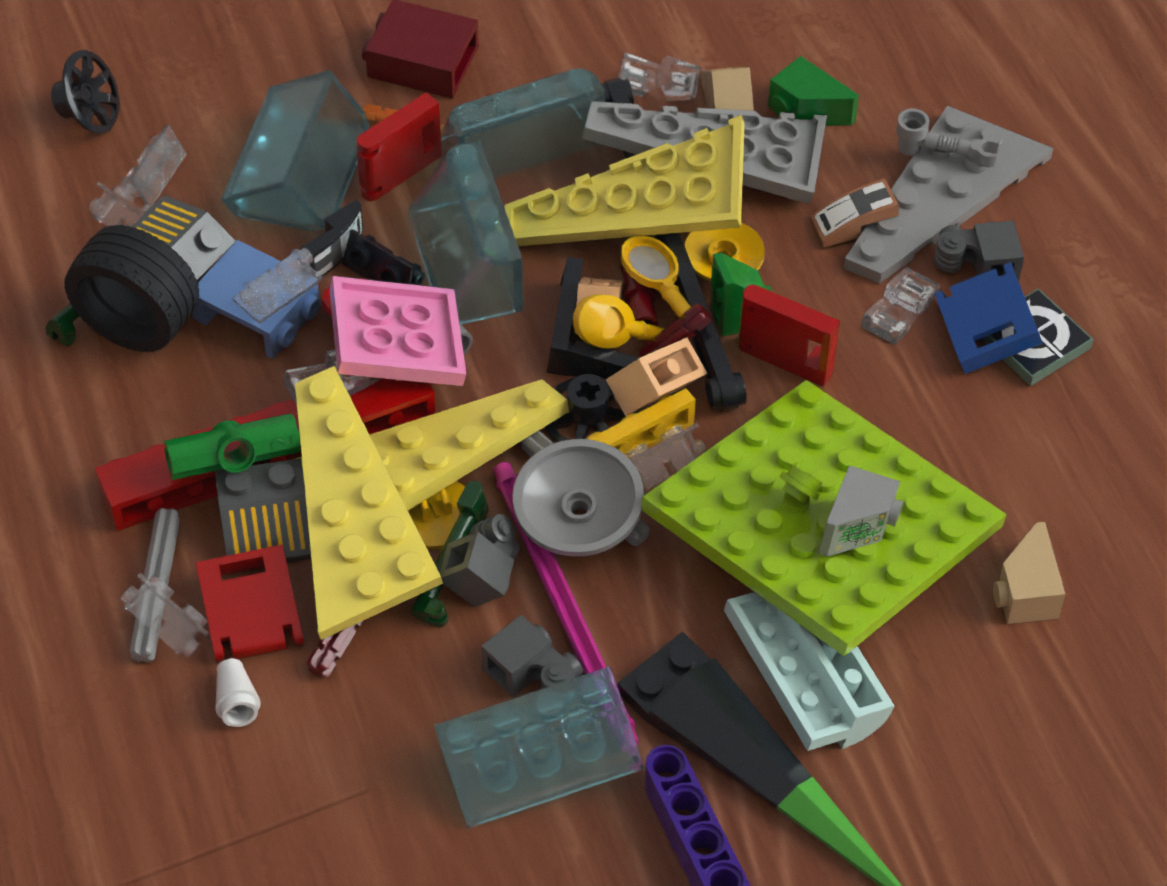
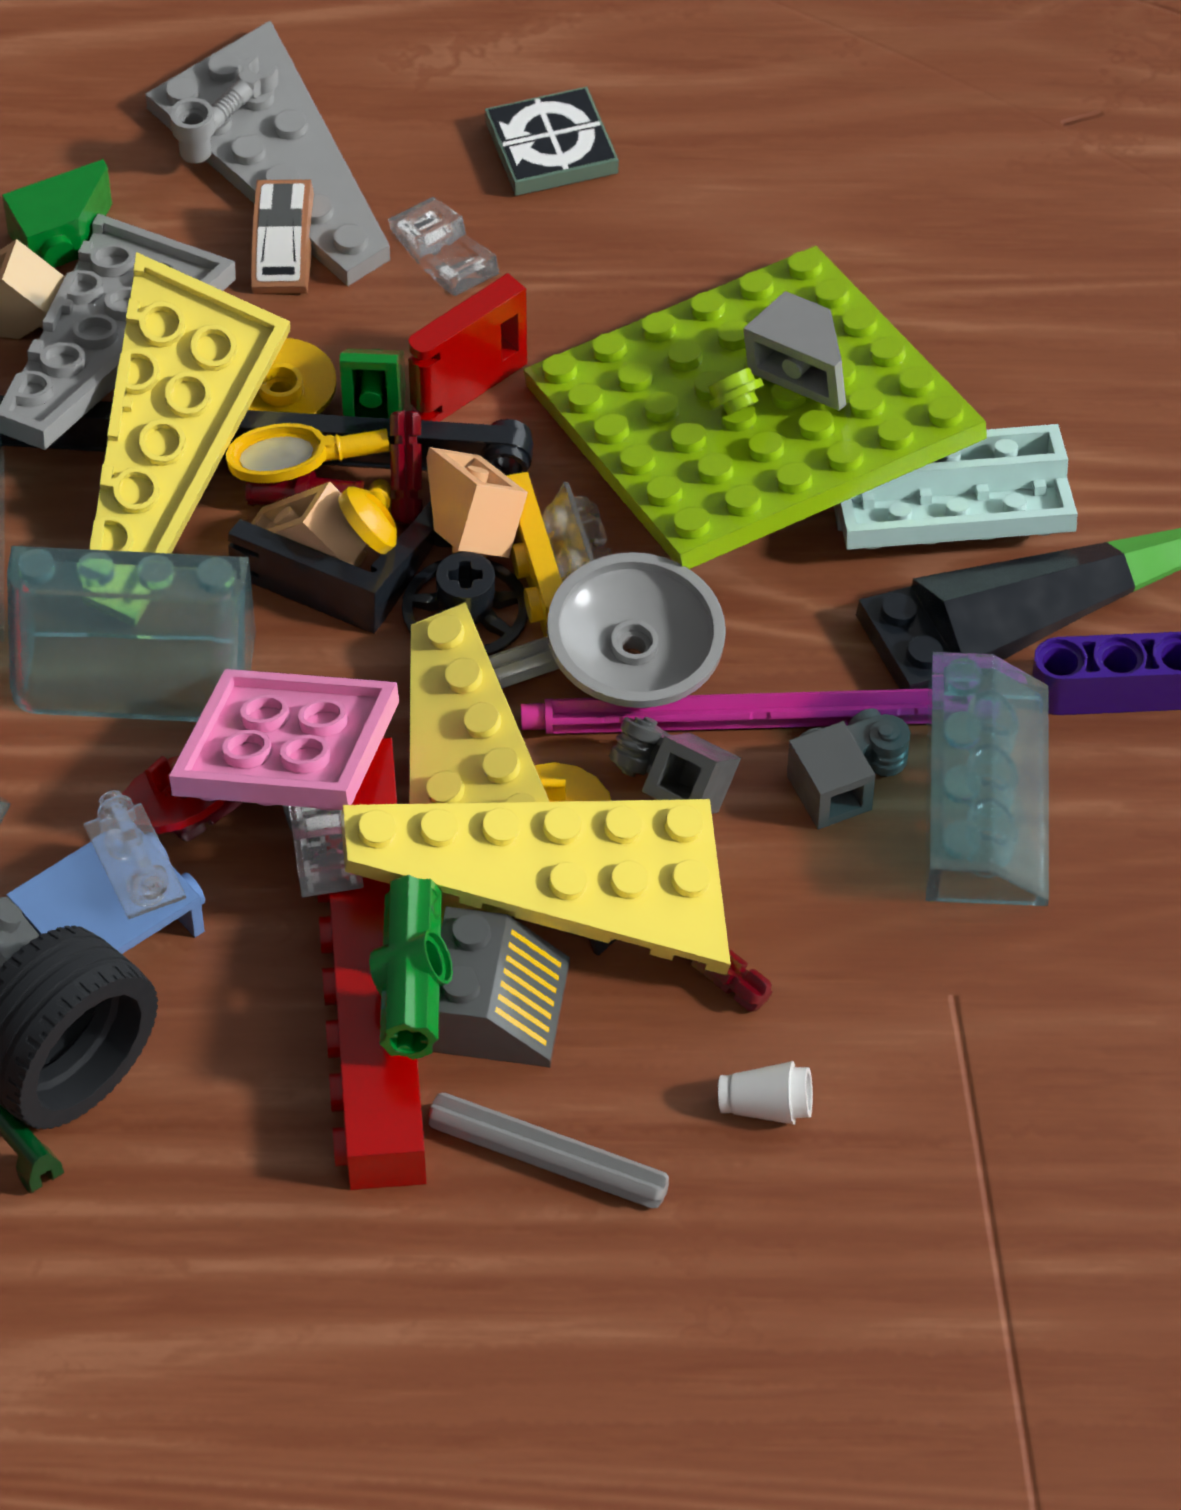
camera: 70 degrees left, 0 degrees up
(154, 601) = (602, 1136): clear hinge -> none
(251, 607) = (643, 1049): red container -> none
(330, 247) = (44, 791): black slope -> none
(379, 263) = (111, 757): black hinge -> none
(472, 509) = (588, 757): dark green hinge -> none
(983, 308) = (502, 163): blue container -> none
(984, 246) = (407, 131): dark grey brick -> none
(1030, 580) = (908, 255): tan slope -> none

